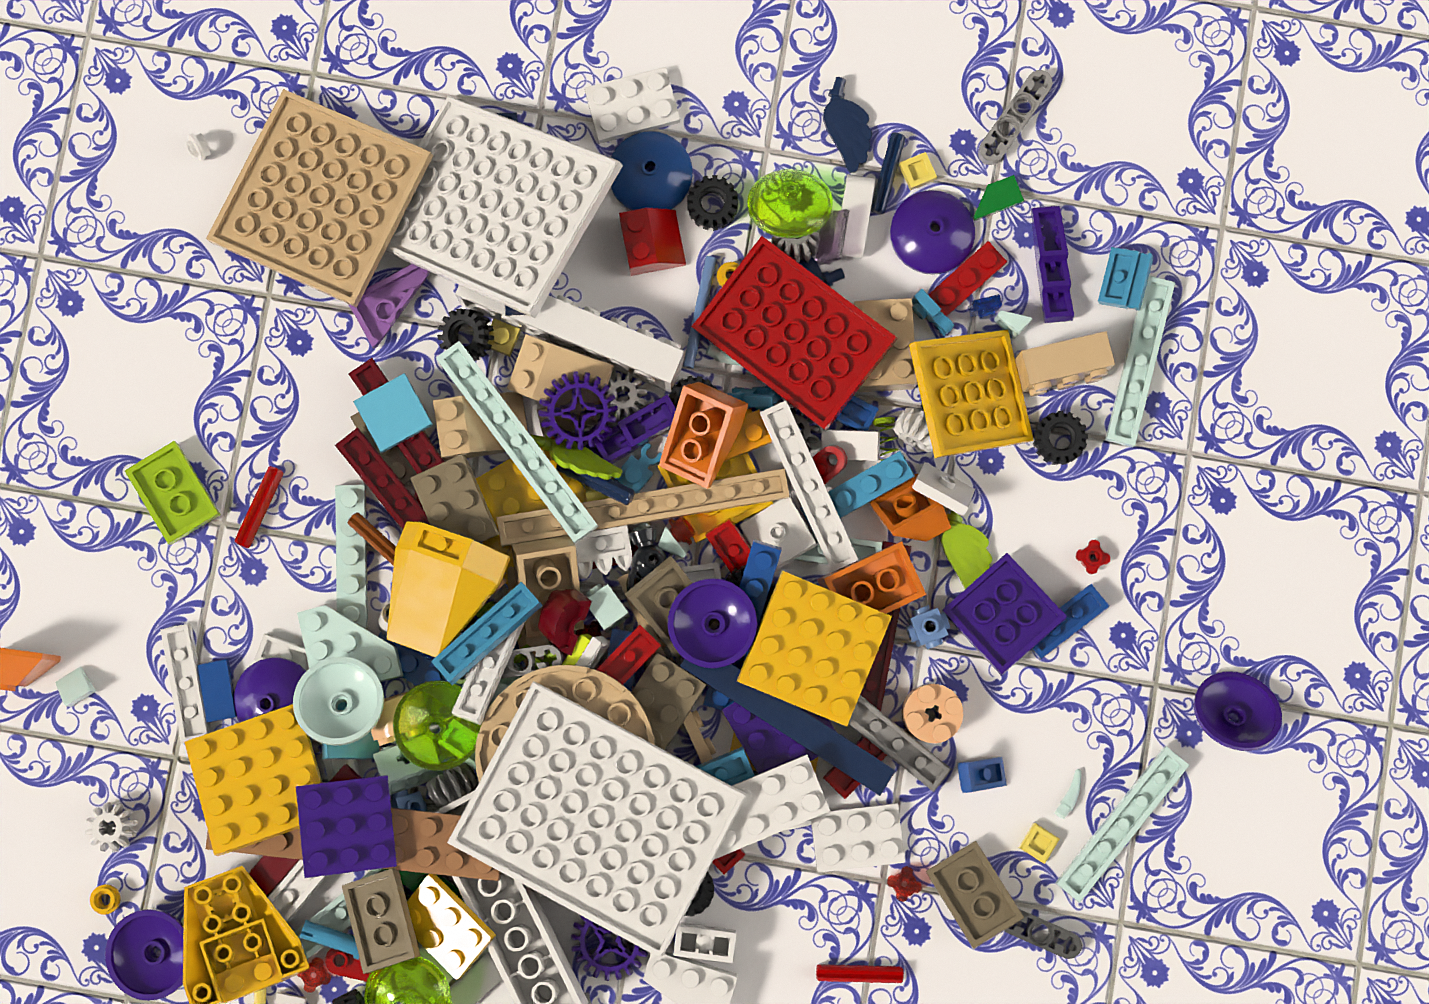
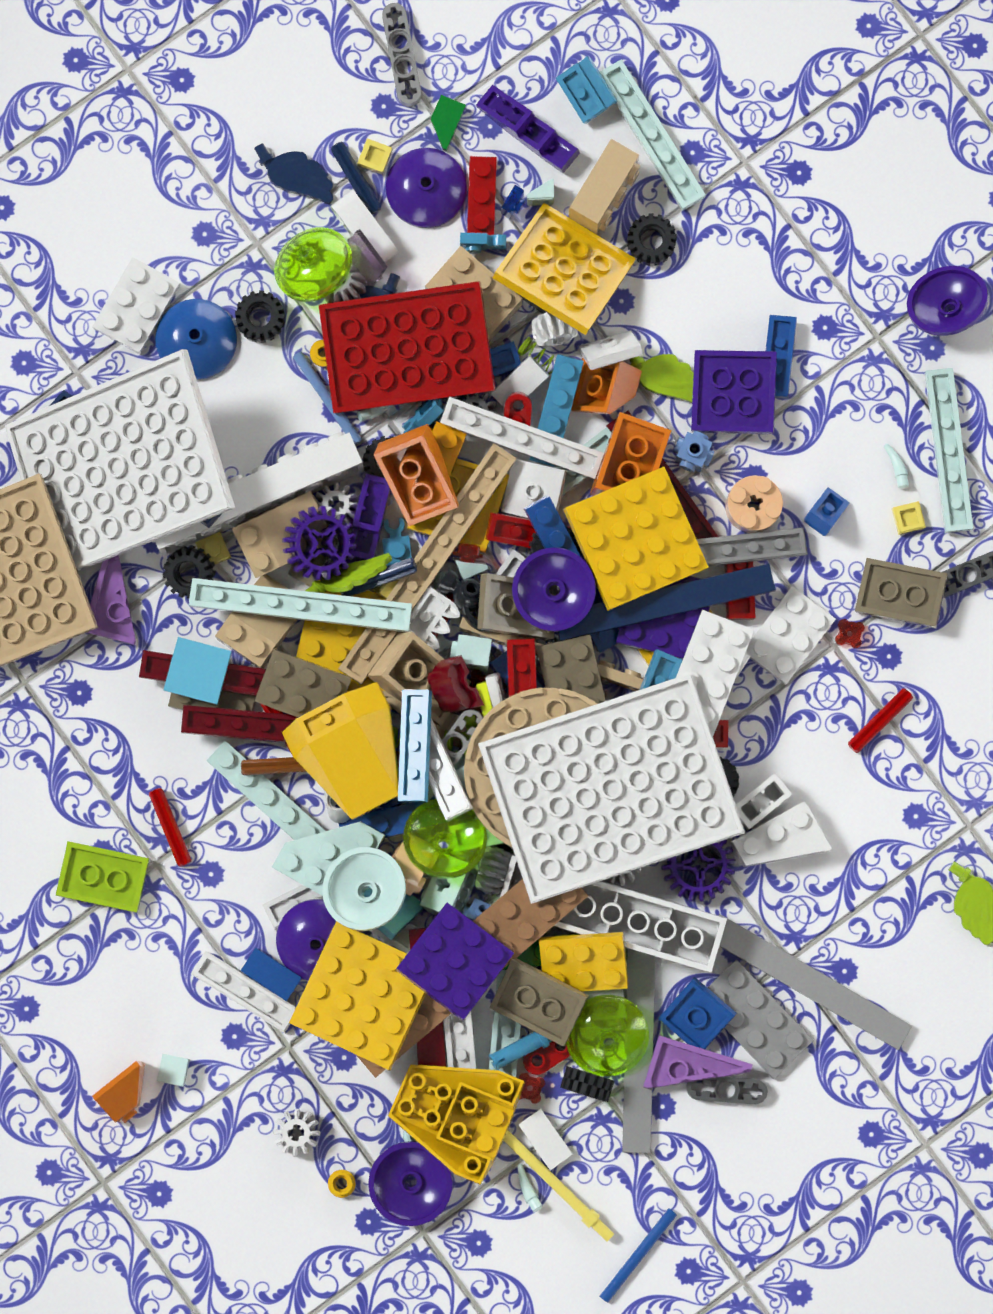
camera: 45 degrees left, 0 degrees up
(652, 240) = (245, 383): red slope -> none
(1084, 557) = (748, 302): red plate -> none

